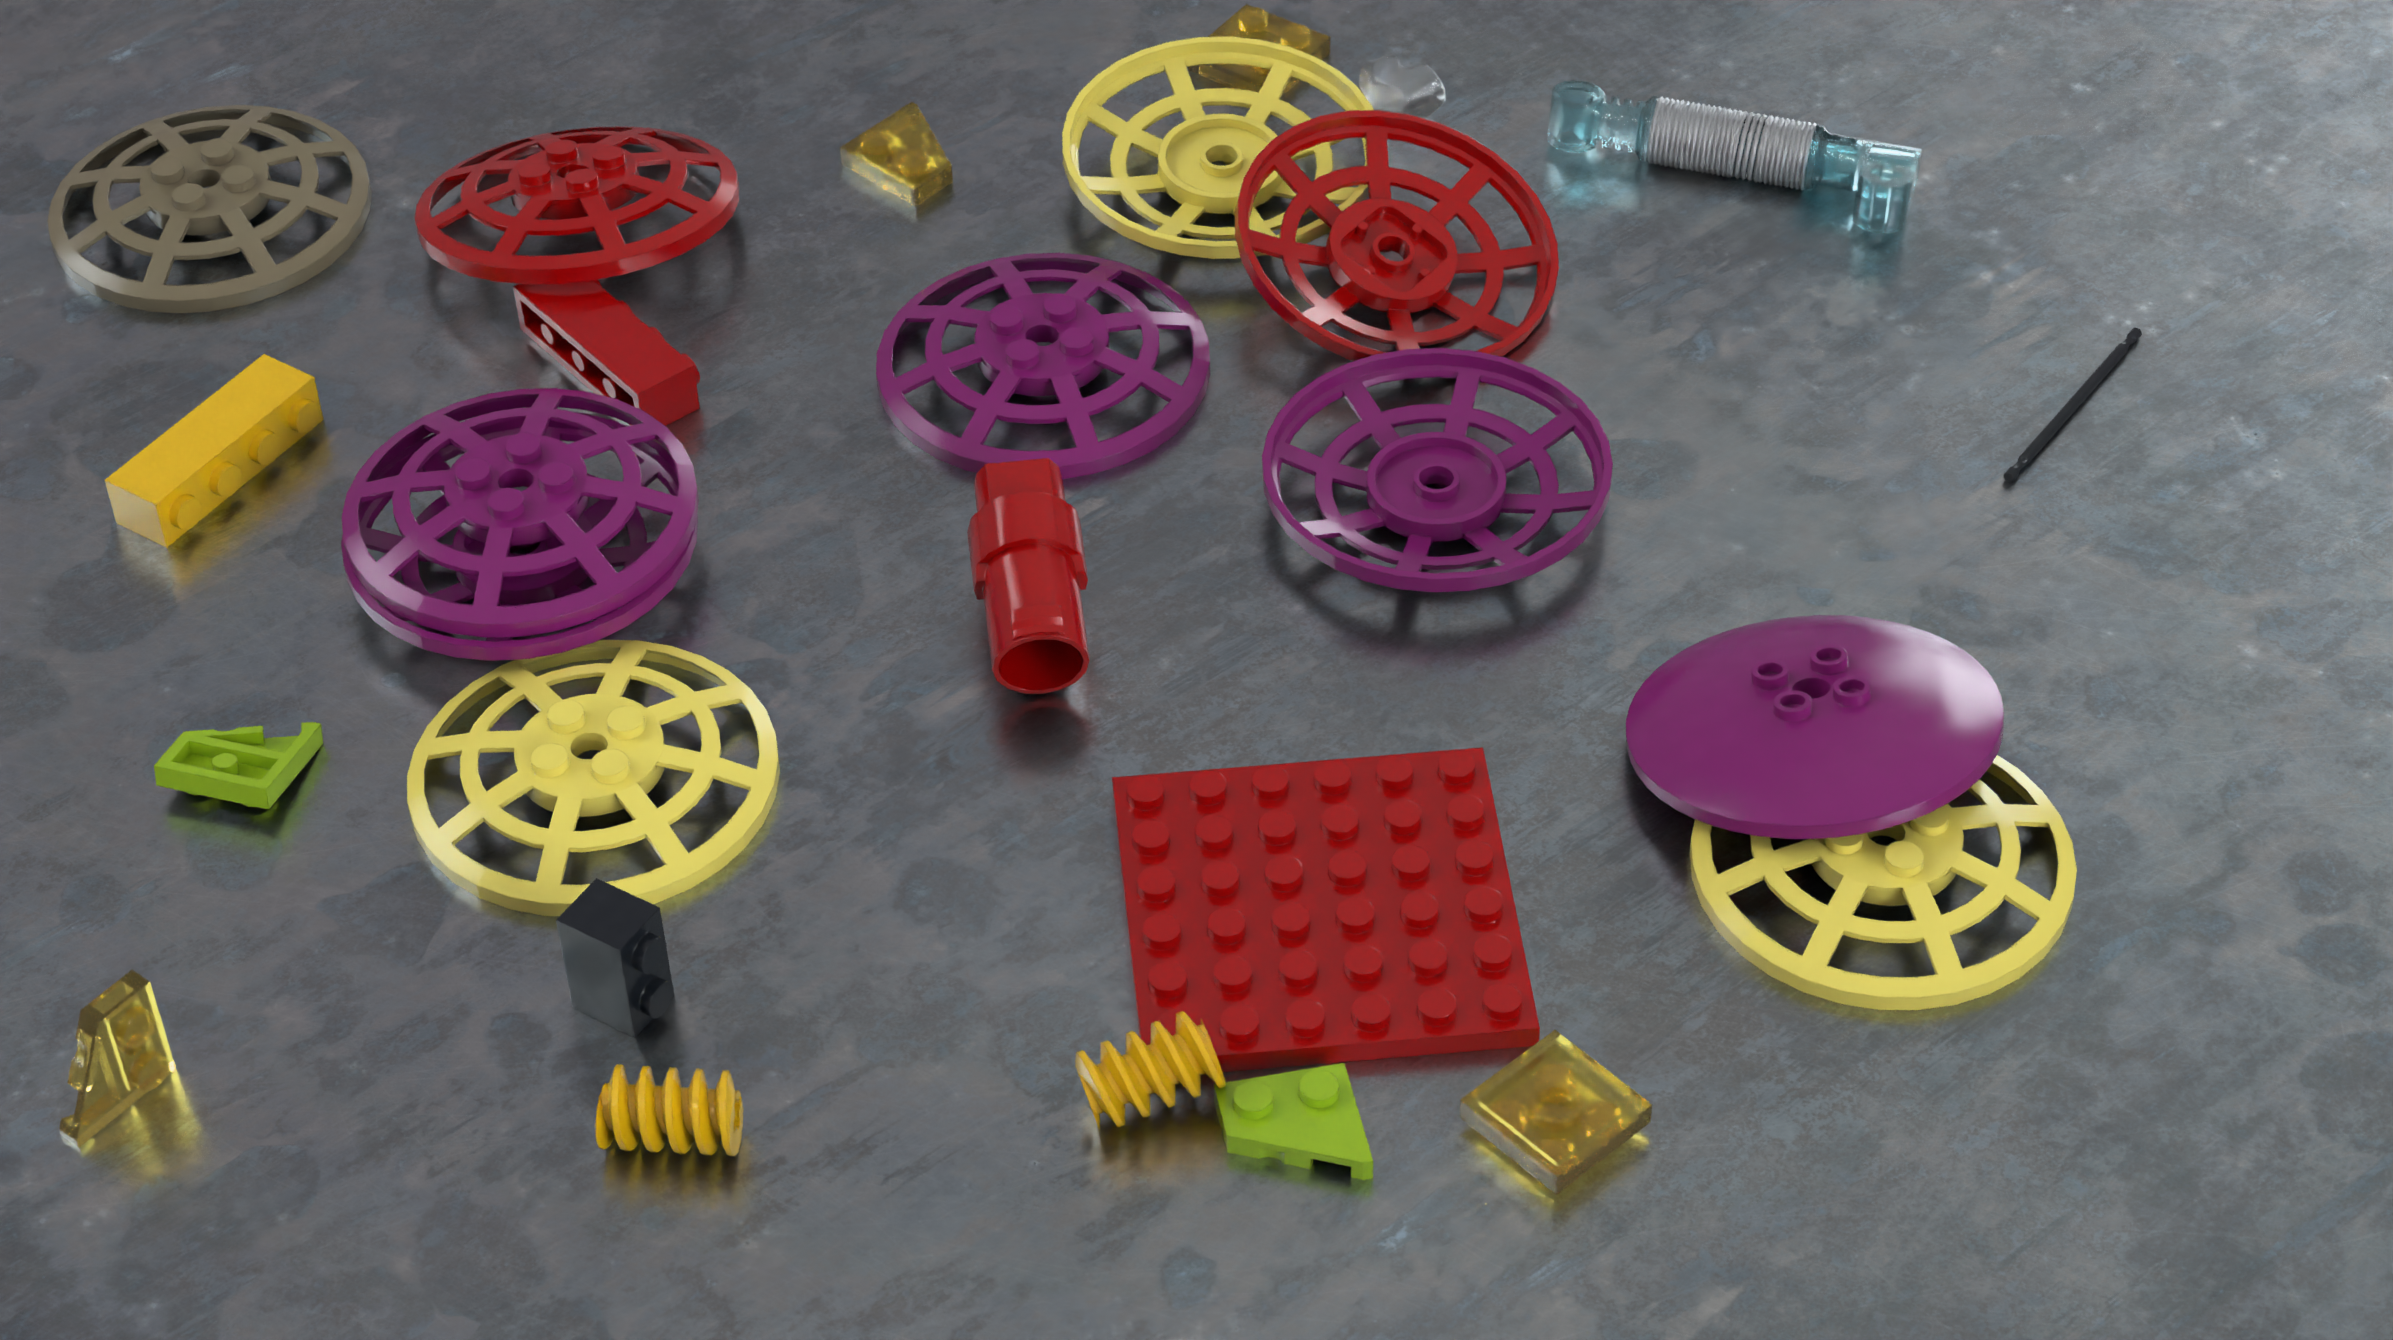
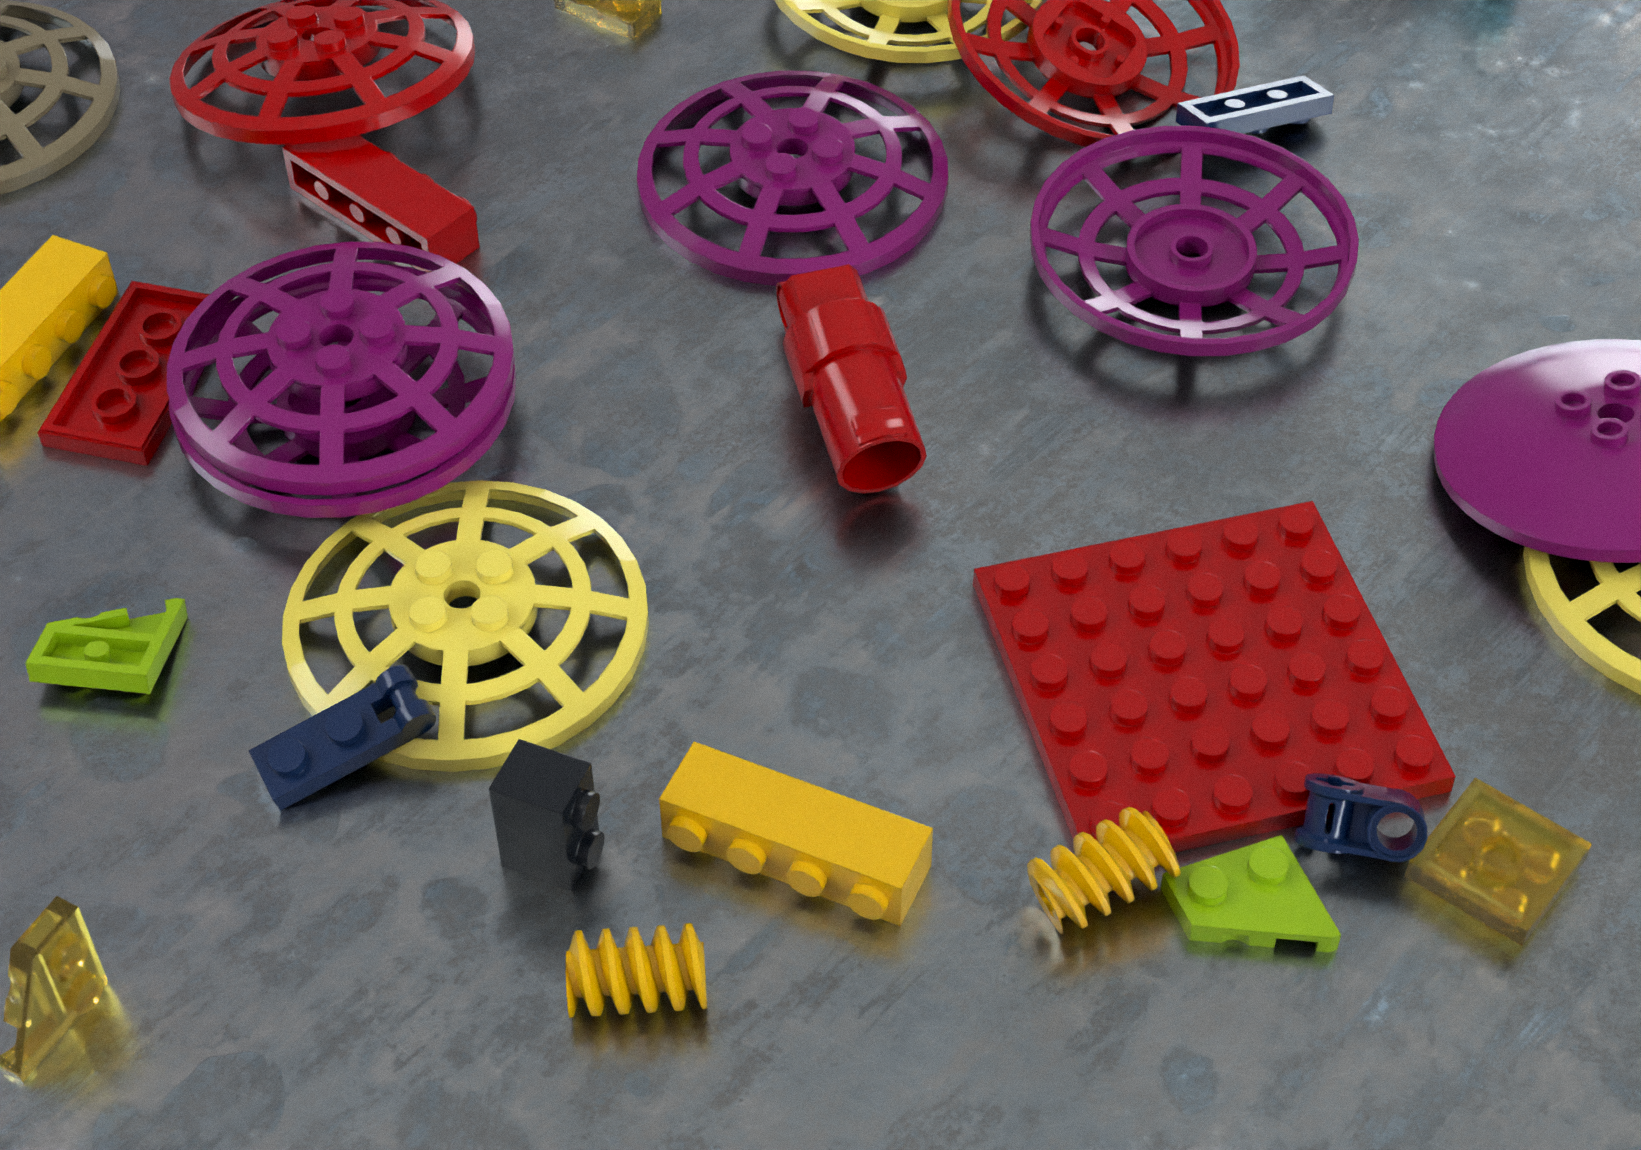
camera: 10 degrees left, 5 degrees up
(296, 522) = (119, 391): none -> red tile
(443, 869) = (342, 737): none -> dark blue plate
(861, 1006) = (796, 833): none -> yellow brick
(1411, 1050) = (1355, 819): none -> dark blue piece
(1557, 337) = (1258, 106): none -> plate

